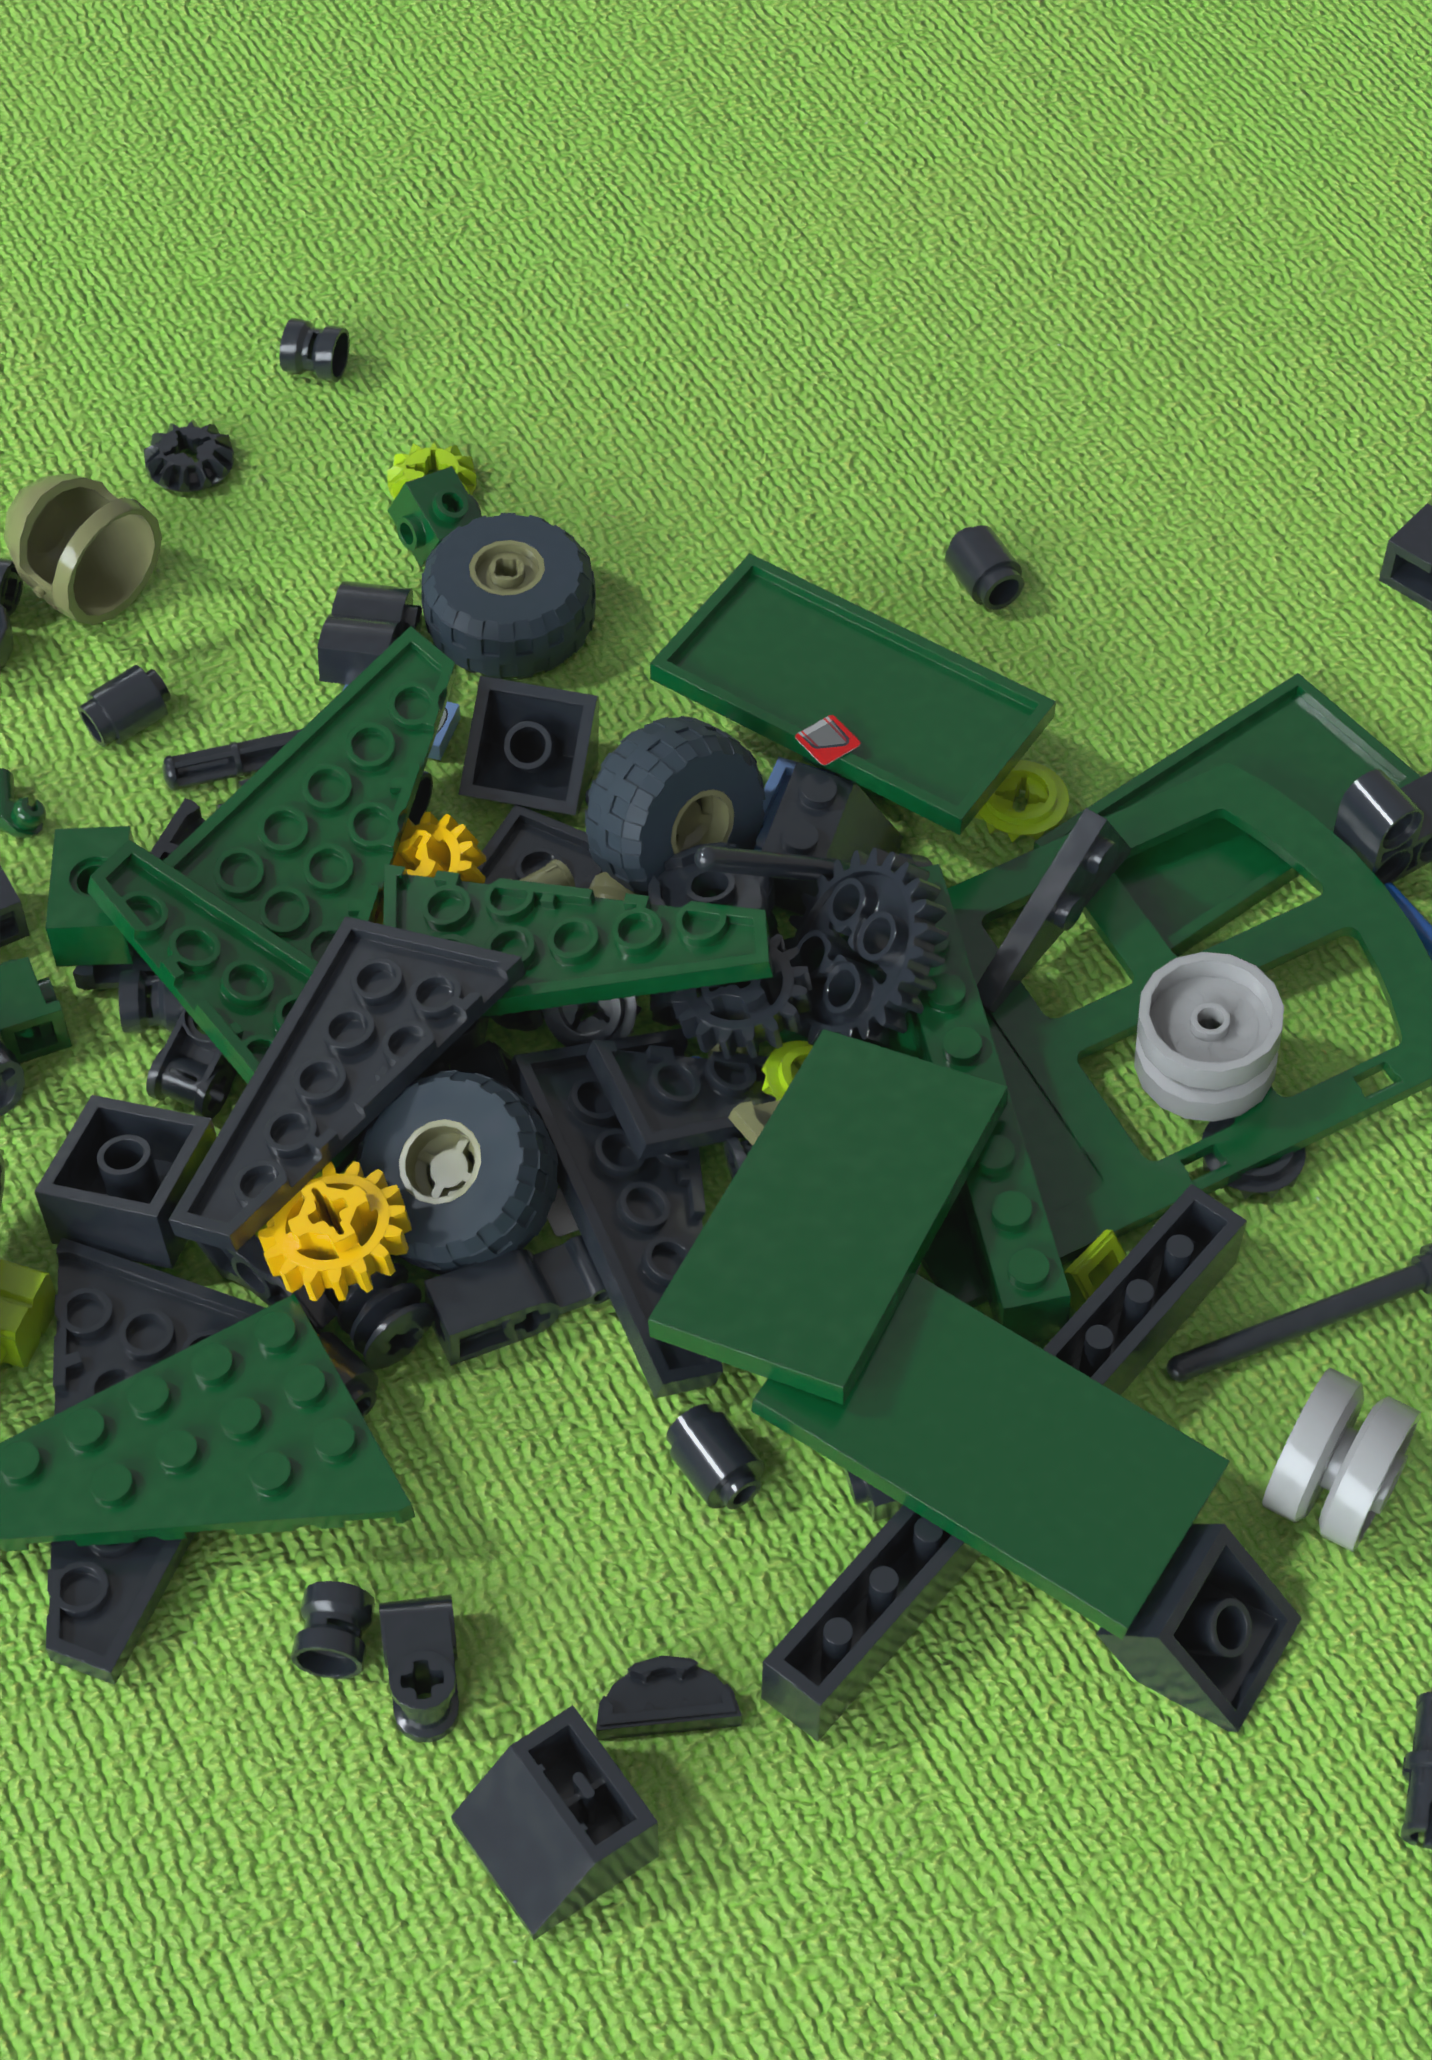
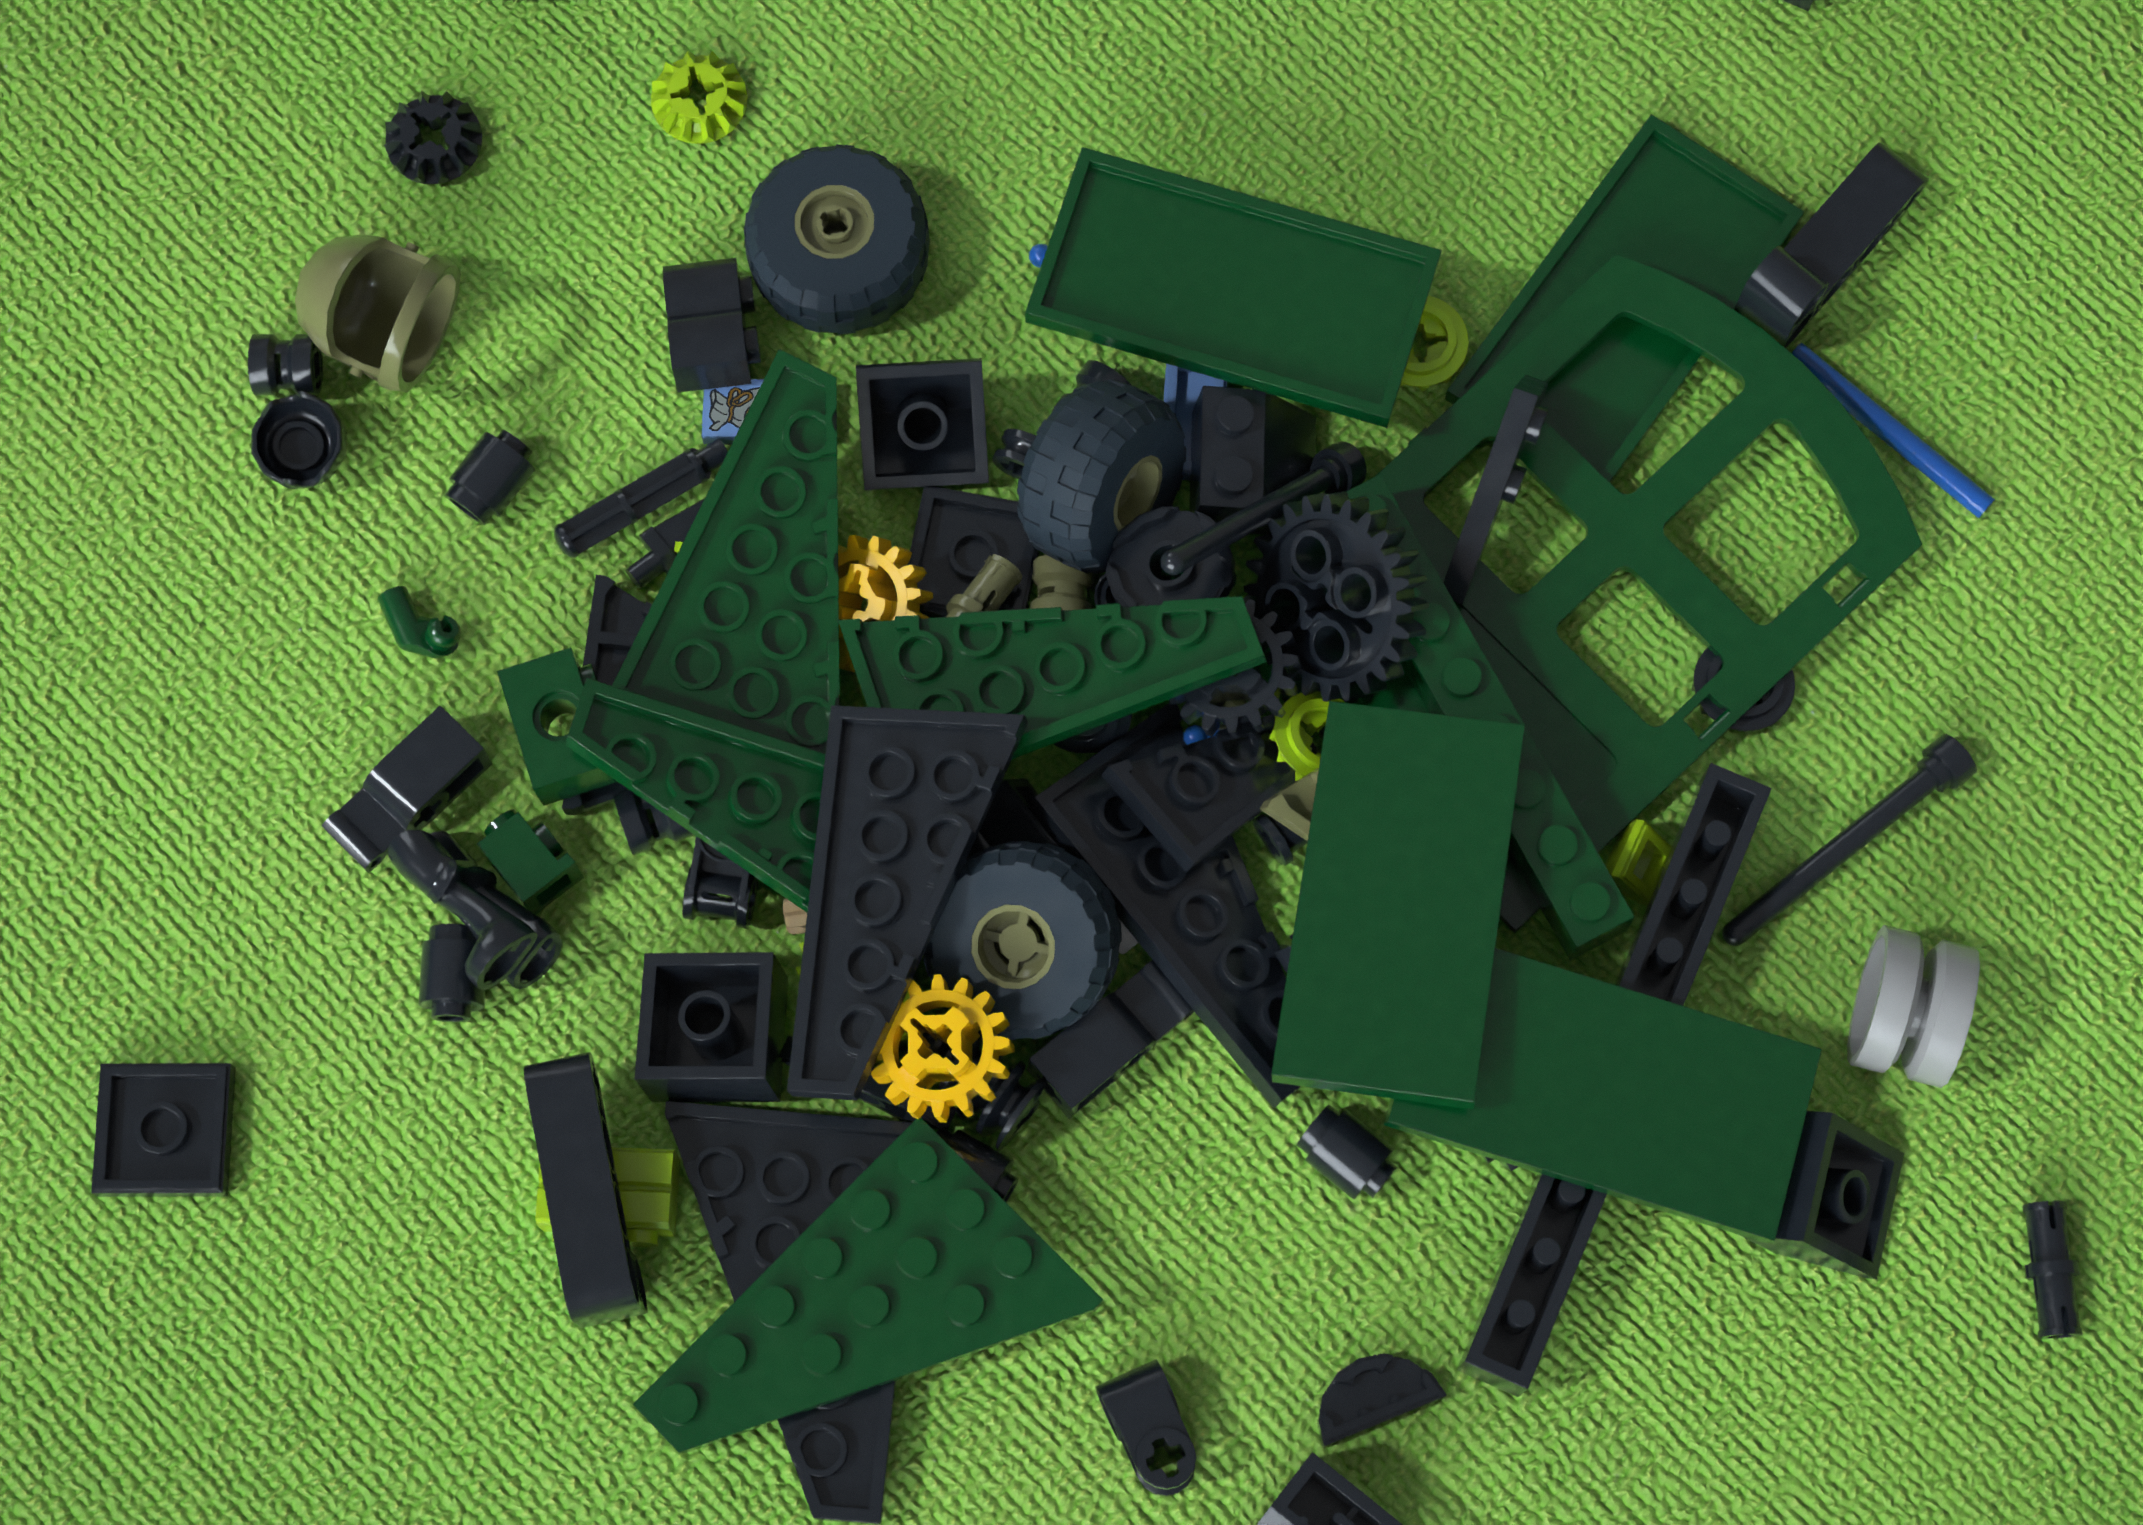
camera: 15 degrees left, 20 degrees up
(333, 1630) = (1056, 1407): black wheel -> none
(431, 510) = (729, 161): dark green brick -> none
(827, 740) = (1231, 360): sticker -> none
(985, 567) = (1305, 66): black brick -> none
(1208, 1036) = (1695, 559): light grey wheel -> none

